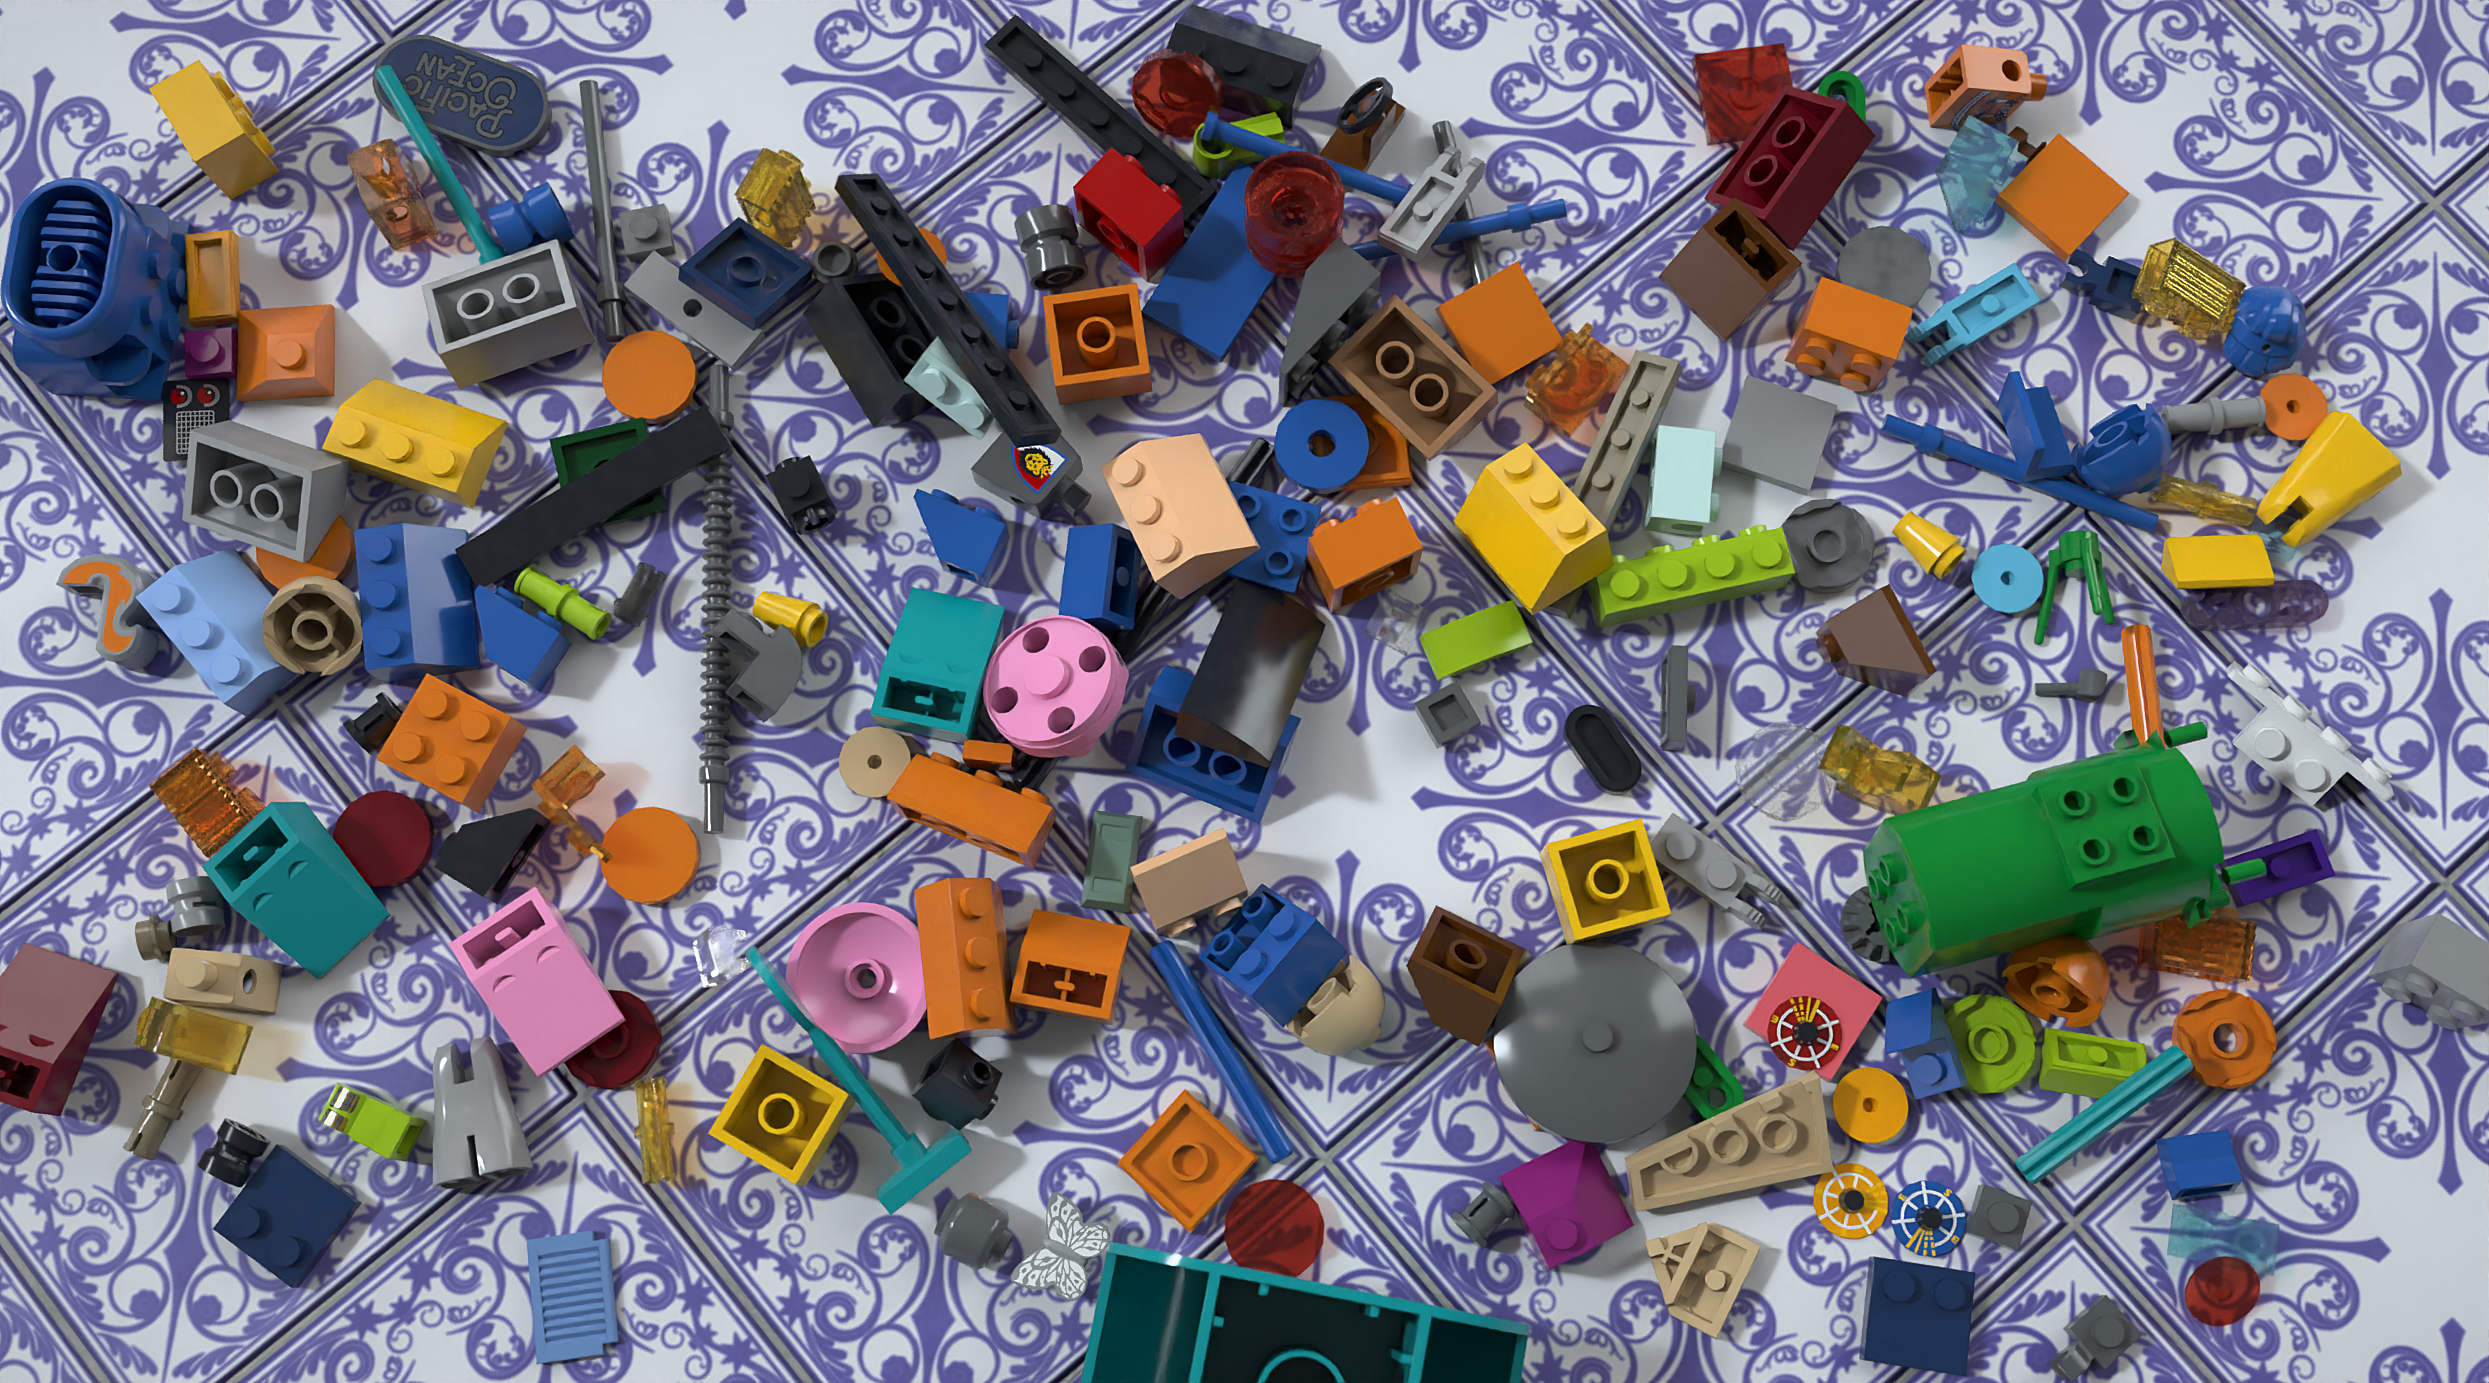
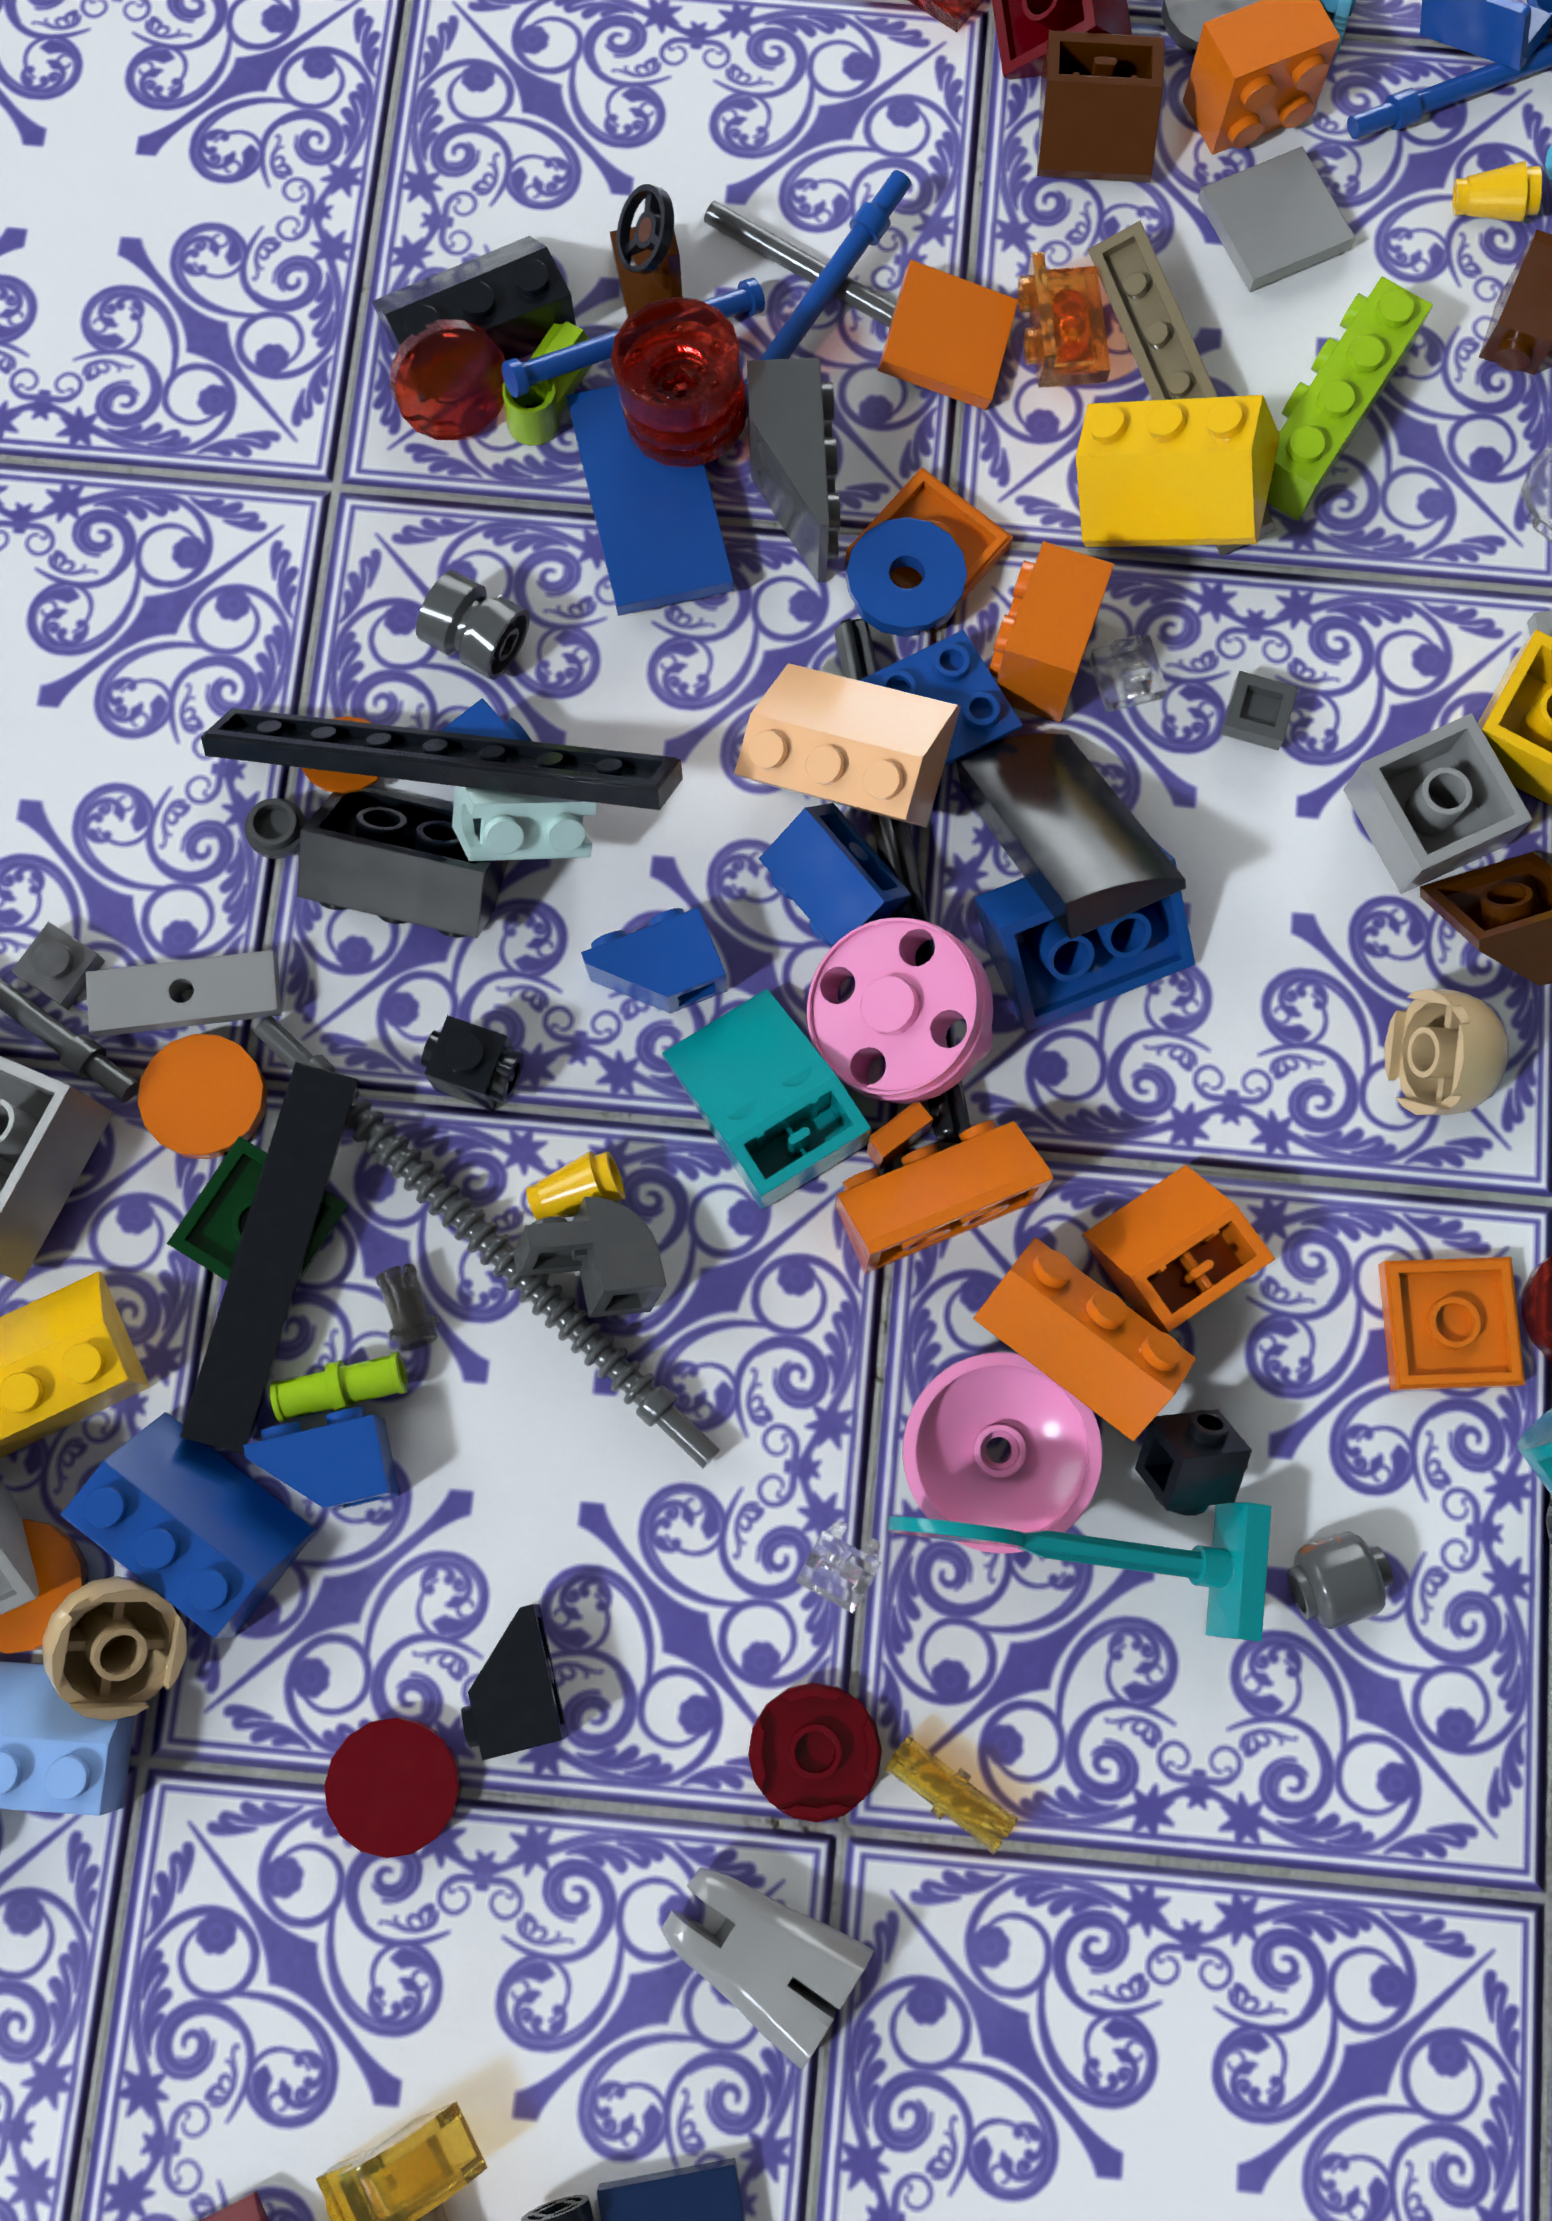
camera: 45 degrees left, 0 degrees up
(155, 938) = (260, 2117): dark tan plate -> none
(194, 906) = (269, 2044): light grey wheel -> none
(206, 799) = (181, 1928): clear orange brick -> none
(217, 980) = (378, 2090): tan torso -> none
(297, 886) = (360, 1919): teal slope -> none
(372, 1122) = (668, 2070): lime leg -> none
(374, 724) = (257, 1700): black bush -> none
(452, 743) = (369, 1625): orange brick -> none
(537, 981) = (700, 1767): bright pink slope -> none
(561, 787) = (522, 1551): clear orange bracket -> none
(571, 1296) = (1032, 2031): medium blue window -> none
(652, 855) = (672, 1541): orange tile -> none
(745, 273) = (201, 911): dark blue plate -> none
(776, 196) = (160, 809): clear yellow brick -> none
(782, 1115) = (1065, 1653): yellow brick -> none
(873, 761) = (795, 1245): tan piece -> none
(1033, 476) = (668, 847): dark grey torso -> none
(1064, 1251) = (1439, 1515): animal -> none
(1093, 112) = (395, 474): black plate -> none
(1097, 344) = (610, 668): orange brick -> none
(1110, 856) = (1101, 1125): sand green tile -> none
(1130, 213) = (520, 523): red brick -> none
(1190, 883) = (1204, 1070): light nougat slope -> none
(1221, 1051) = (1378, 1196): blue axle -> none
(1273, 954) = (1335, 1063): blue slope -> none
(1414, 379) = (932, 435): medium nougat slope -> none
(1430, 205) = (785, 280): light grey hinge -> none
(1475, 640) = (1214, 624): lime slope -> none
(1485, 864) = (1436, 803): none -> light grey brick
(1602, 750) = (1415, 618): black tile -> none
(1676, 698) = (1434, 513): dark grey plate -> none
(1681, 480) = (1244, 324): light aqua brick -> none
(1828, 546) = (1421, 260): flat silver tile -> none

